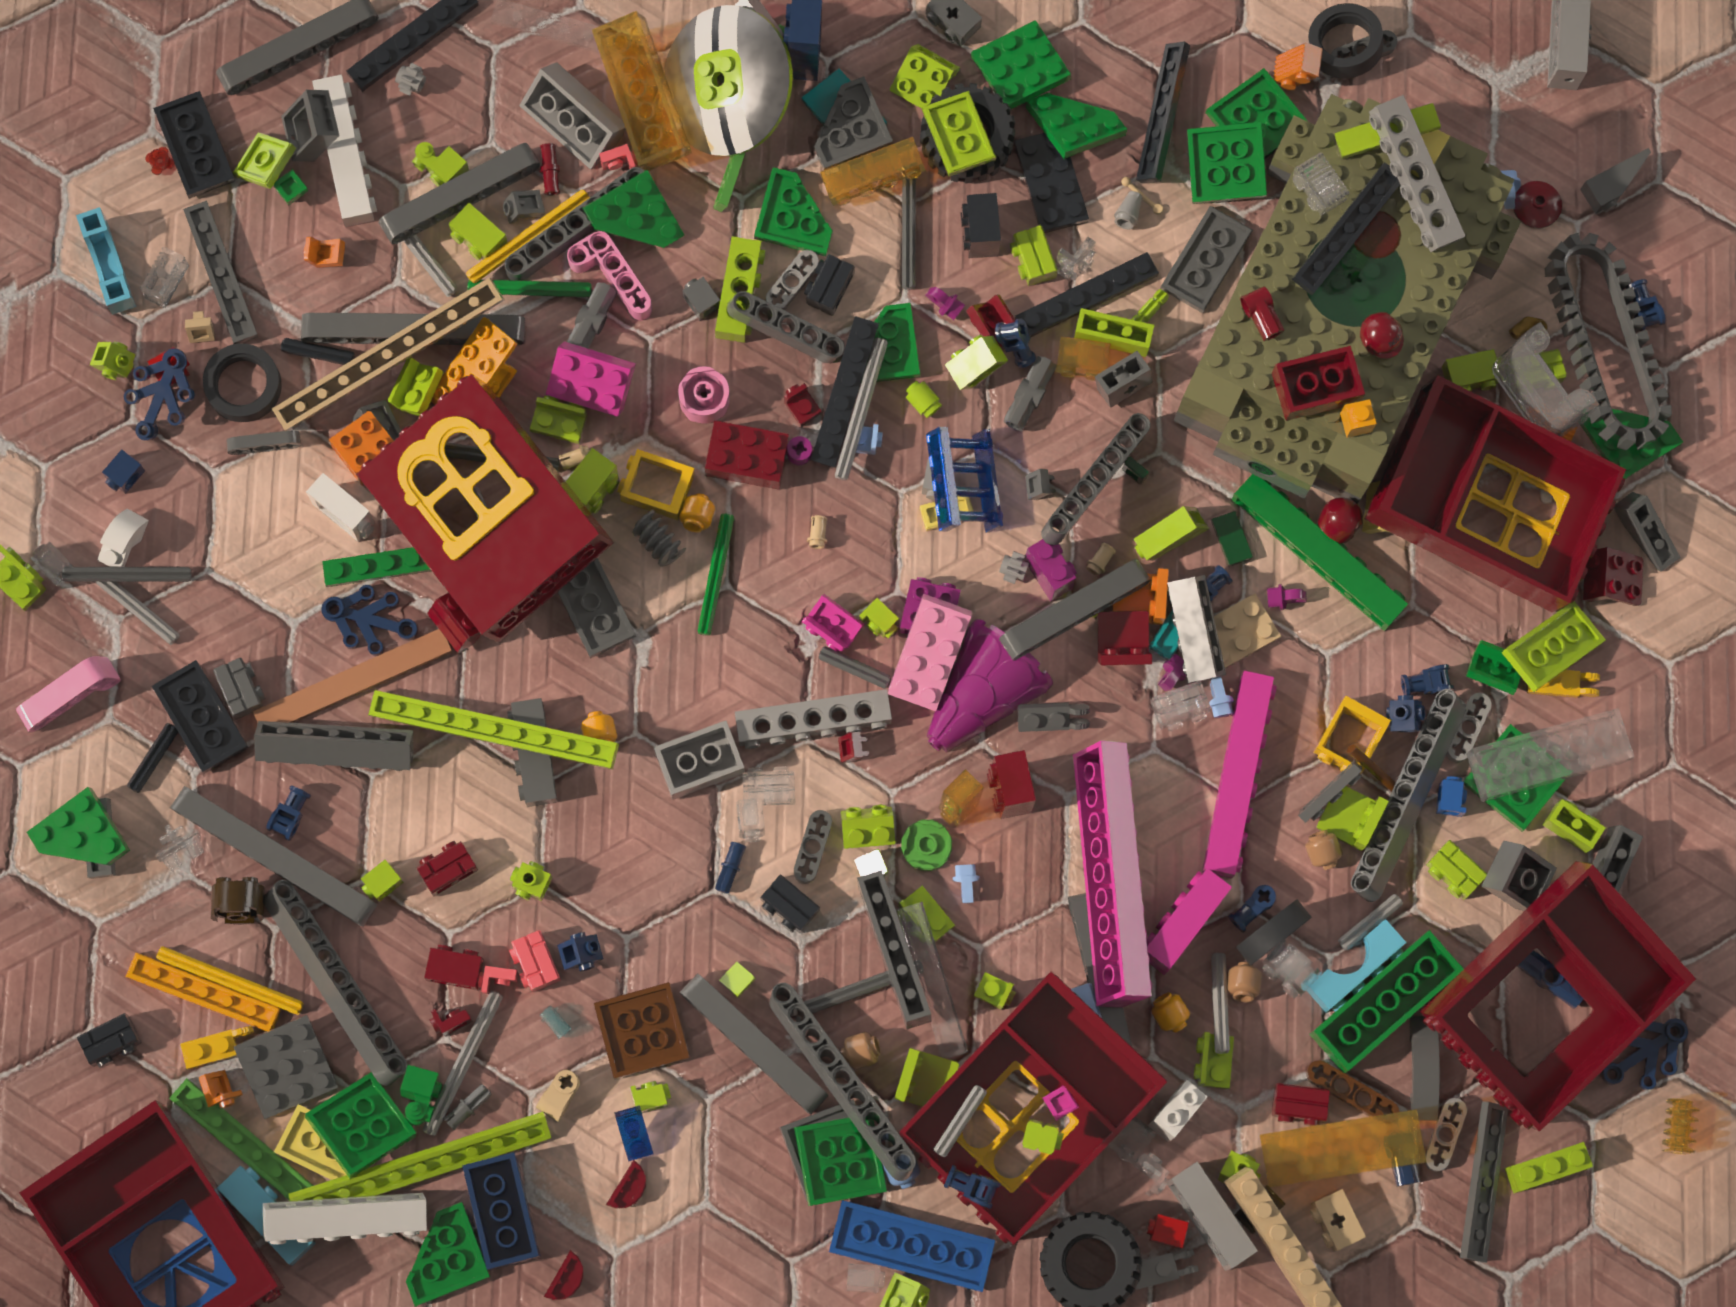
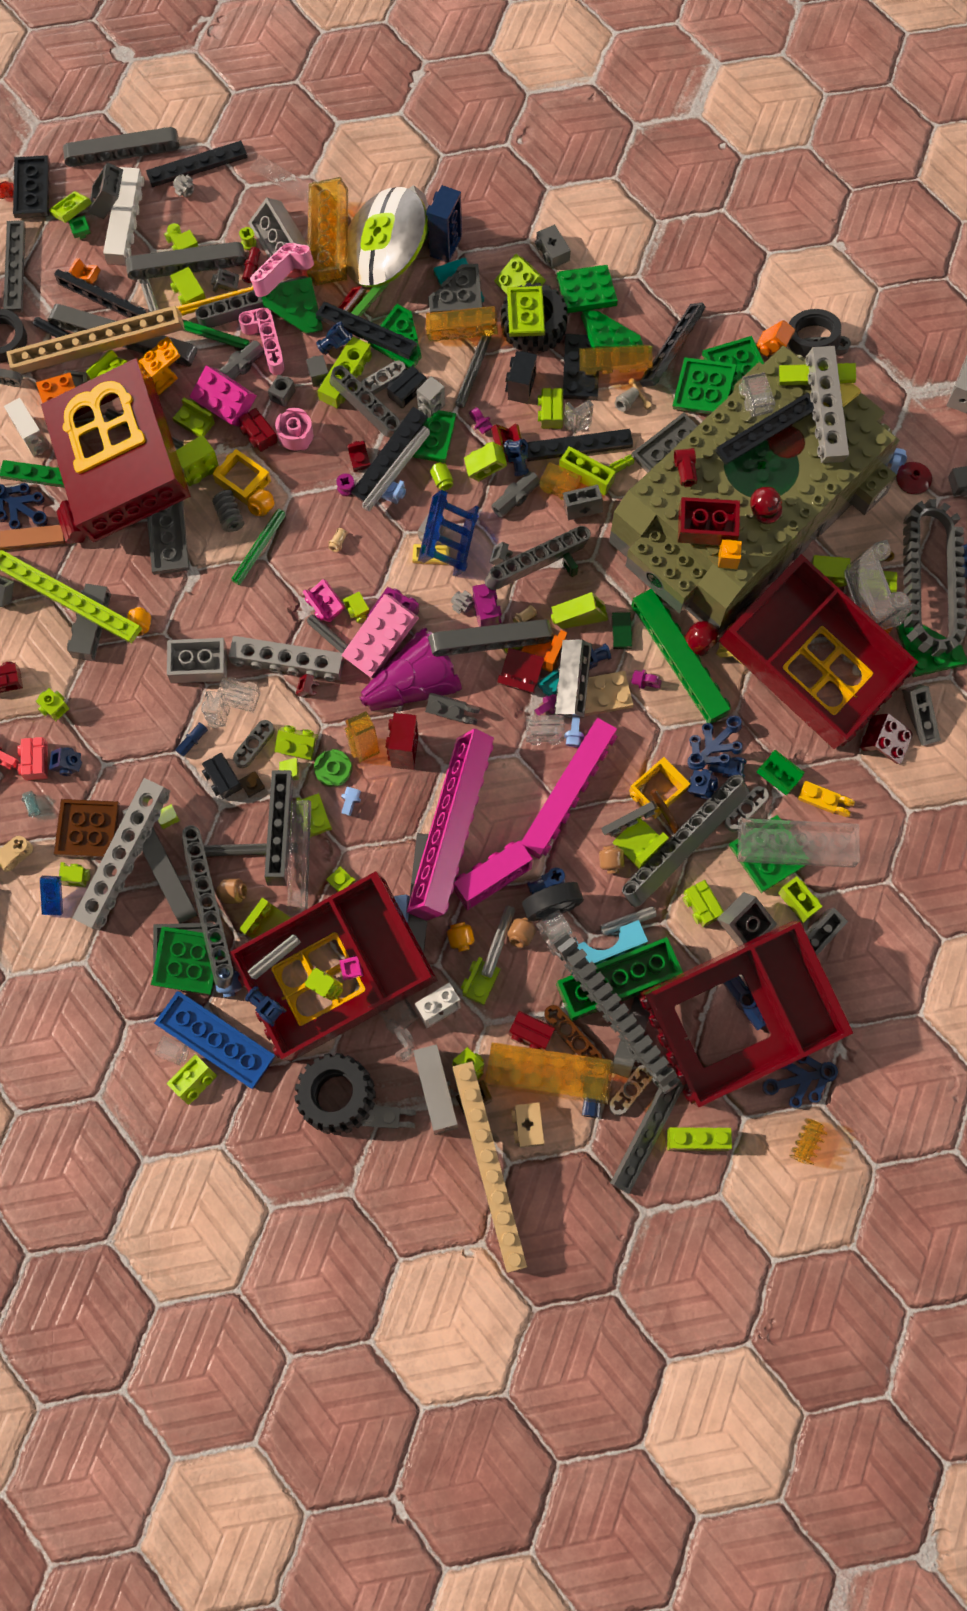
camera: 25 degrees right, 5 degrees down
(371, 283) = (97, 295): none -> black plate
(536, 136) = (247, 237): none -> lime bush
(605, 154) = (279, 266): none -> bright pink beam
(629, 1188) = (35, 933): dark red plate -> none
(652, 410) = (258, 429): none -> dark red brick
(663, 352) = (280, 396): none -> dark grey brick
(686, 1142) = (112, 859): none -> light grey brick
(707, 183) = (352, 299): none -> dark red plate
(709, 246) = (335, 337): none -> dark blue connector
(746, 455) = (308, 475): dark red brick -> none
(748, 222) = (367, 330): none -> black plate
(831, 901) = (252, 784): none -> dark brown plate
(871, 294) = (430, 396): none -> light grey brick
(1098, 160) = (615, 358): none -> clear yellow brick
(1167, 1231) = (401, 1090): red brick -> none
(1401, 1048) = (593, 983): none -> dark grey piece
(1403, 659) = (734, 725): none -> dark blue plant
(1451, 797) = (717, 852): blue brick -> none
(1553, 646) = (826, 770): lime plate -> none

